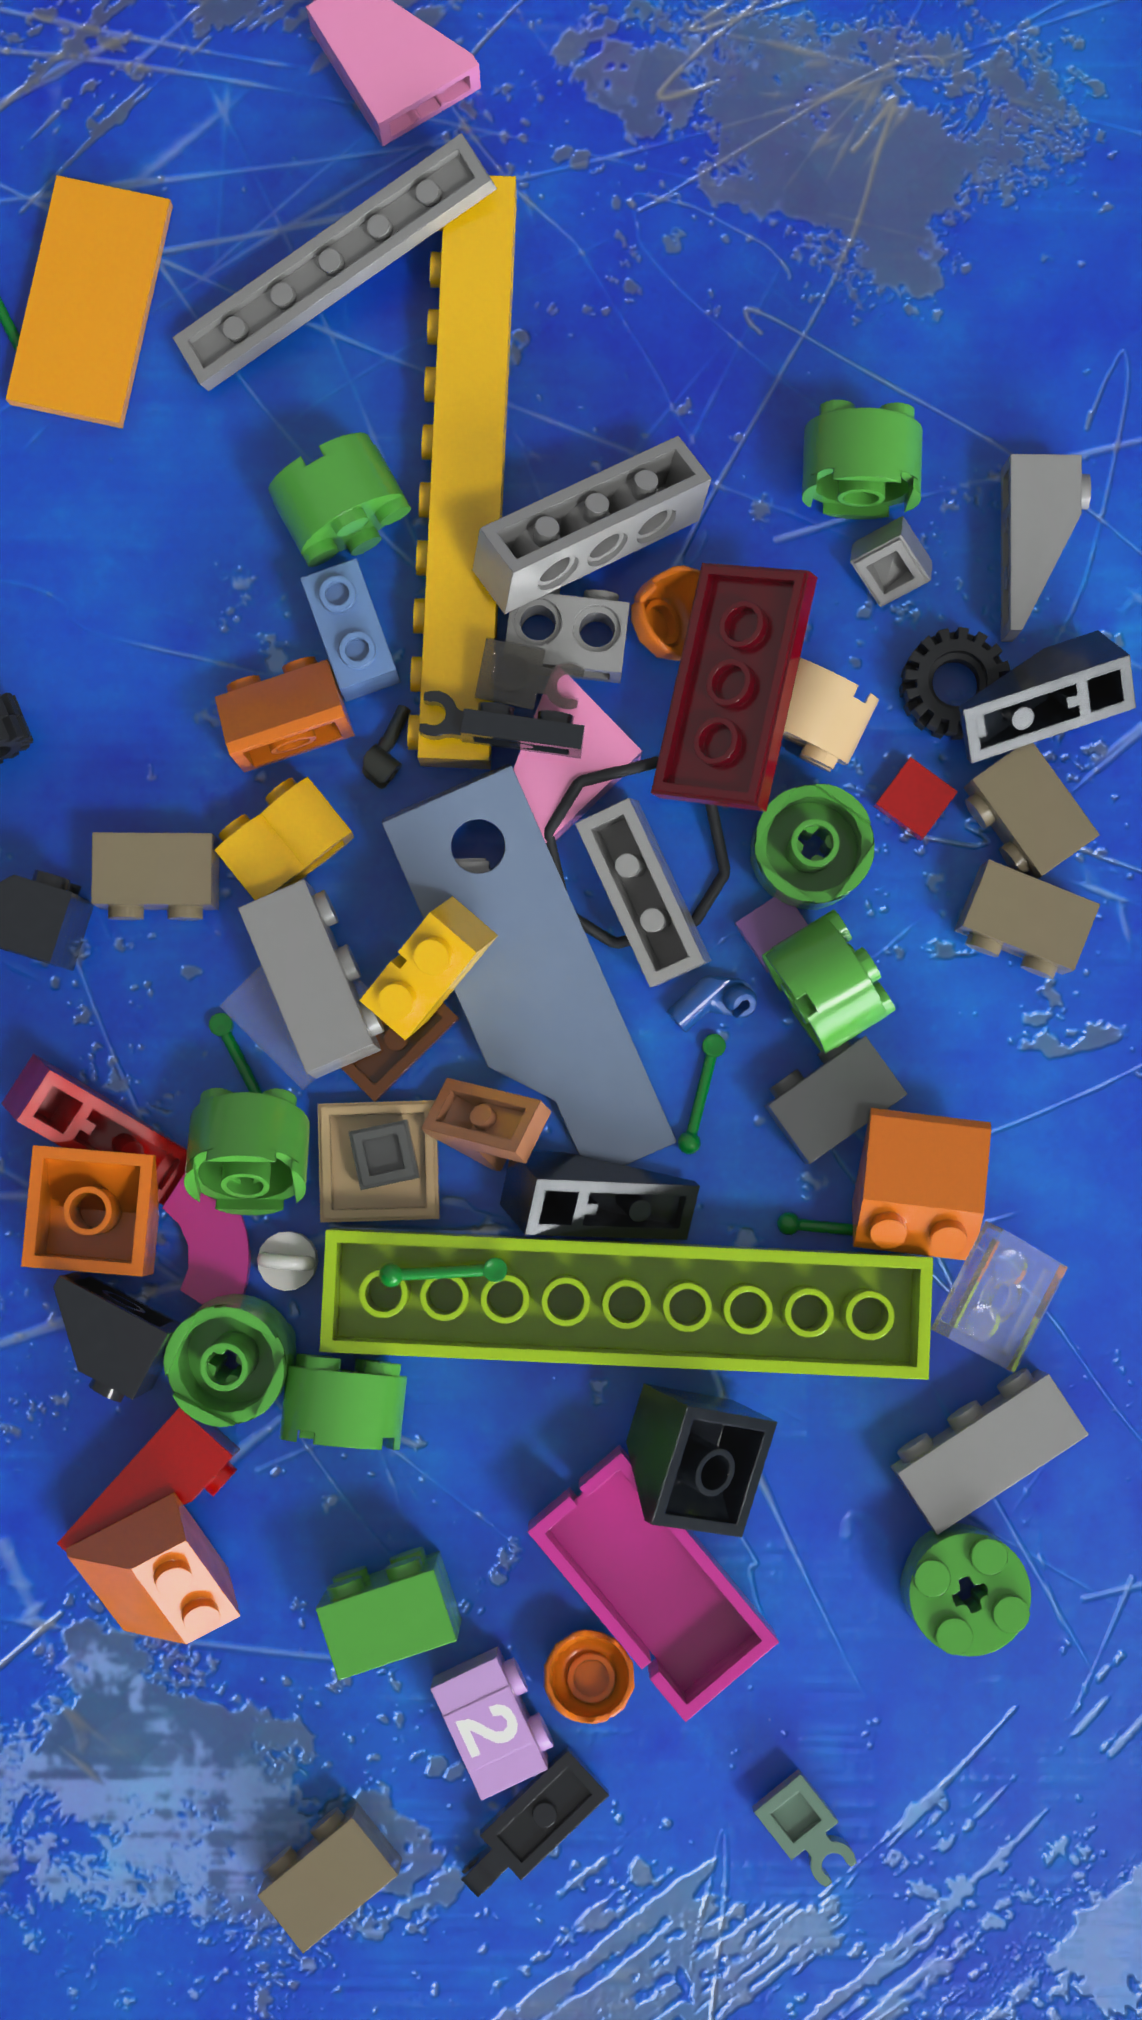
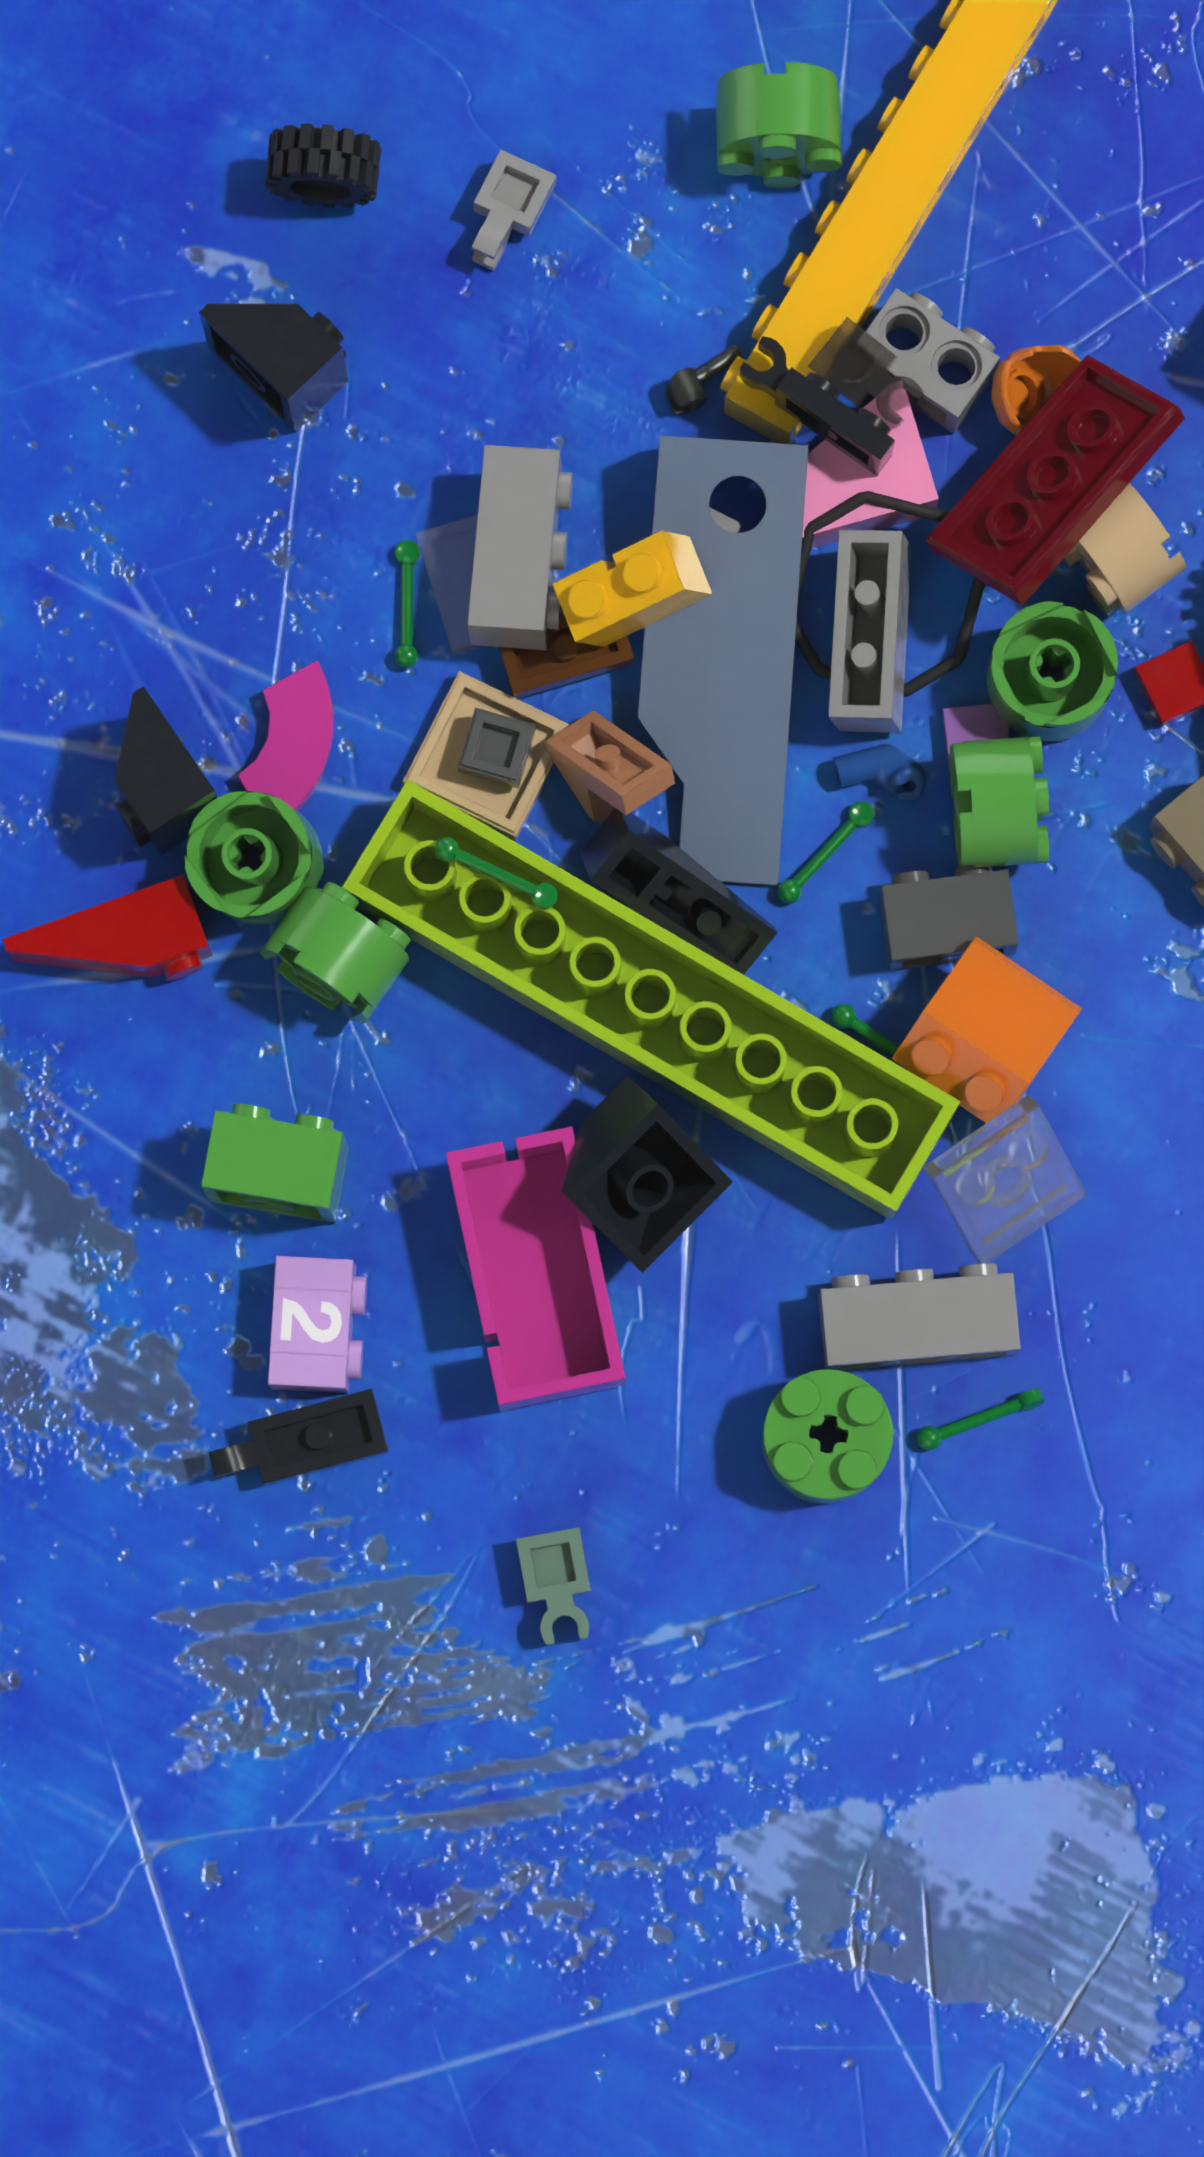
camera: 30 degrees right, 5 degrees down
(85, 1119) = (242, 586): slope -> none
(91, 1211) = (199, 654): orange slope -> none
(148, 680) = (511, 201): none -> light grey plate
(155, 874) = (422, 380): dark tan brick -> none
(158, 1574) = (78, 1017): orange slope -> none
(247, 1150) = (373, 673): bright green brick -> none
(283, 714) = (621, 296): orange slope -> none
(284, 840) = (560, 410): yellow brick -> none
(287, 1260) = (352, 802): white tile -> none
(328, 1876) = (85, 1385): dark tan brick -> none
(350, 630) = (725, 250): medium blue brick -> none
(588, 1677) = (428, 1329): orange hair -> none
(590, 524) = (1001, 265): light grey brick -> none
(1045, 1537) = (930, 1437): none -> green hinge

